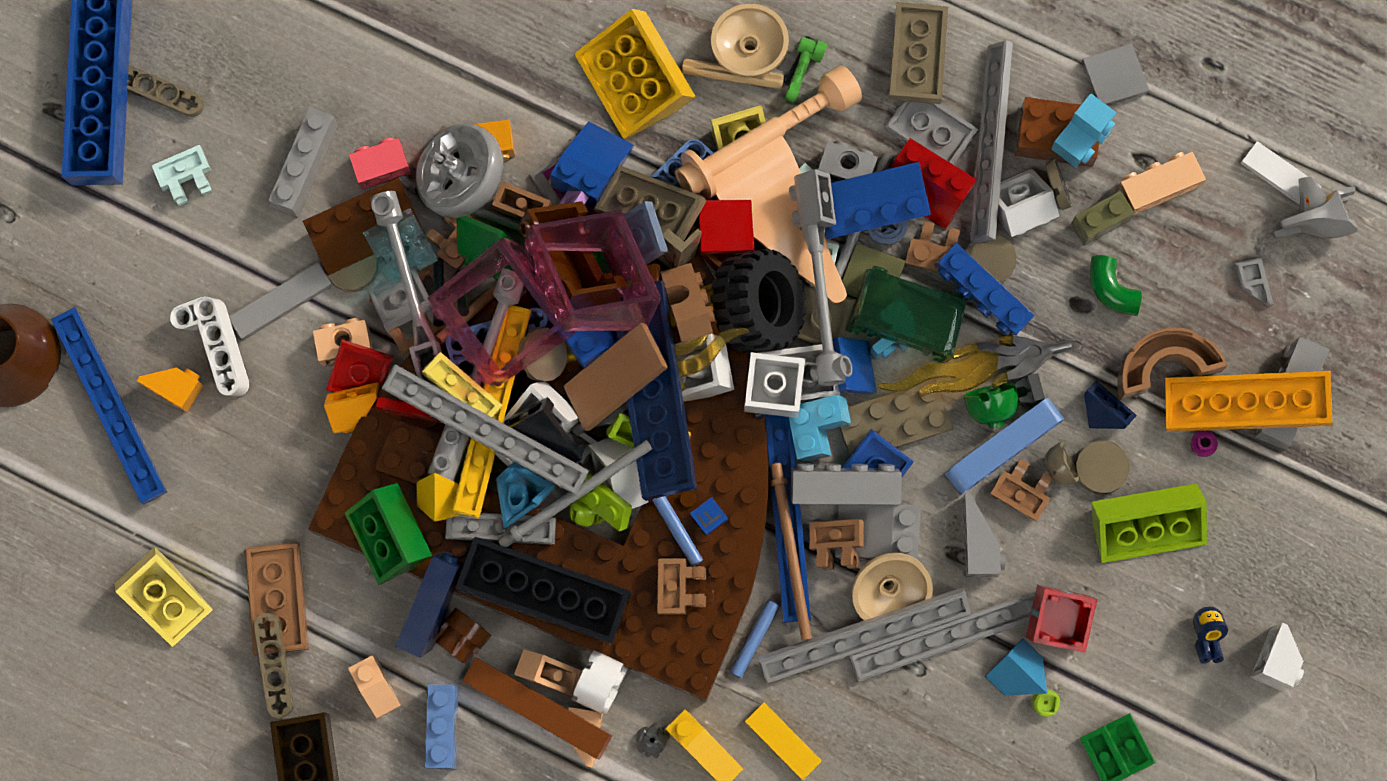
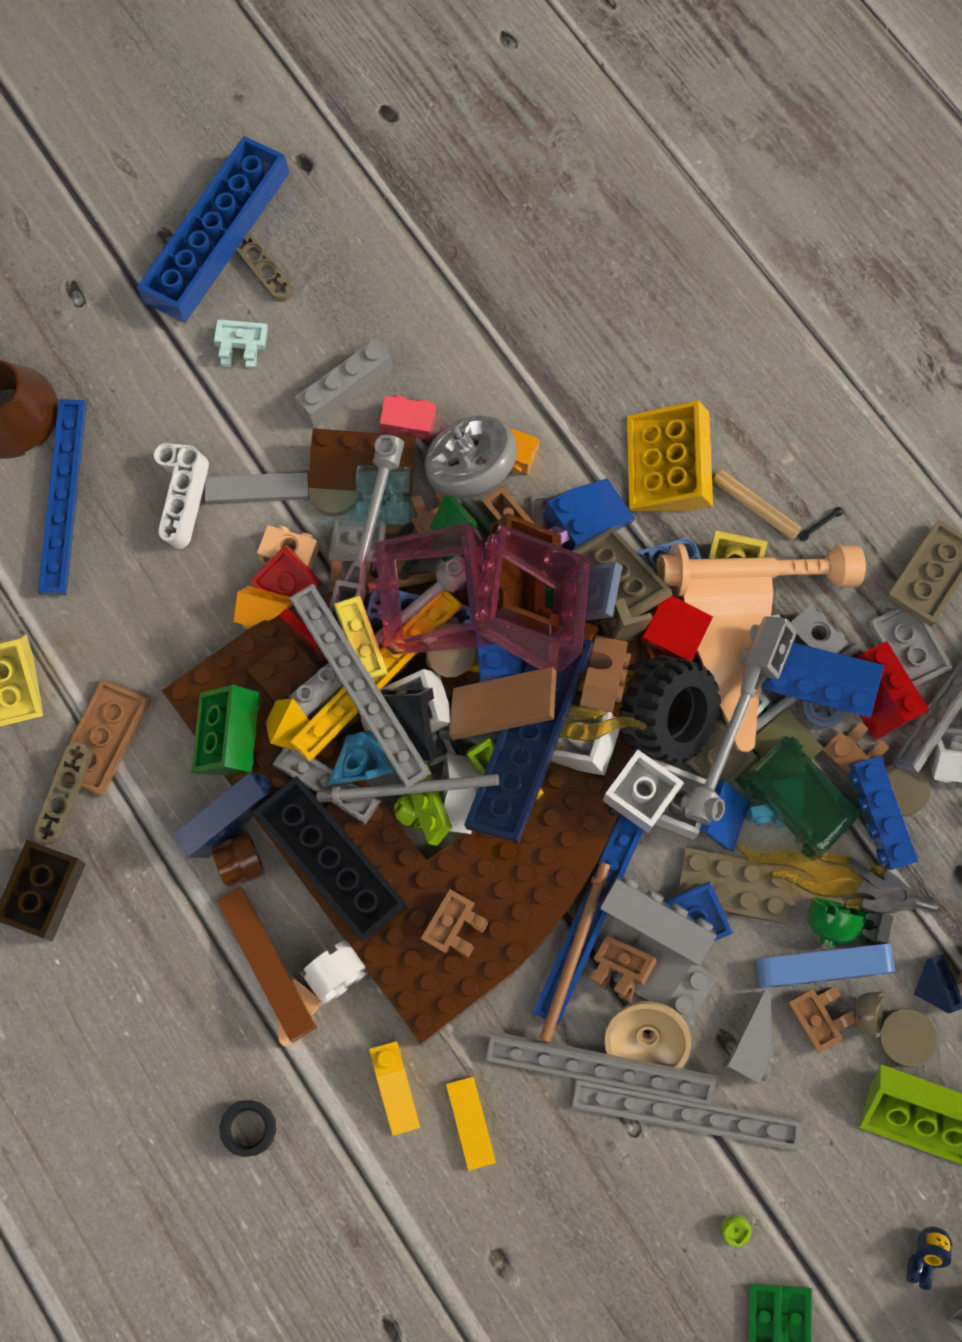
camera: 25 degrees right, 5 degrees down
(174, 386) = (125, 509): light orange slope -> none
(374, 686) = (137, 861): light nougat slope -> none
(440, 729) = (165, 942): medium blue arch -> none
(547, 672) = (294, 935): light nougat slope -> none
(644, 736) = (361, 1052): dark grey animal -> none
(678, 531) = (482, 874): medium blue piece -> none
(709, 516) = (517, 877): blue tile -> none
(749, 26) = (790, 470): tan dish -> none
(754, 639) = (497, 1013): medium blue piece -> none
(809, 50) = (836, 519): bright green brick -> none
(811, 425) = (659, 846): medium azure brick -> none
(1020, 672) = (727, 1187): dark azure slope -> none
(1061, 618) = (794, 1159): red container -> none

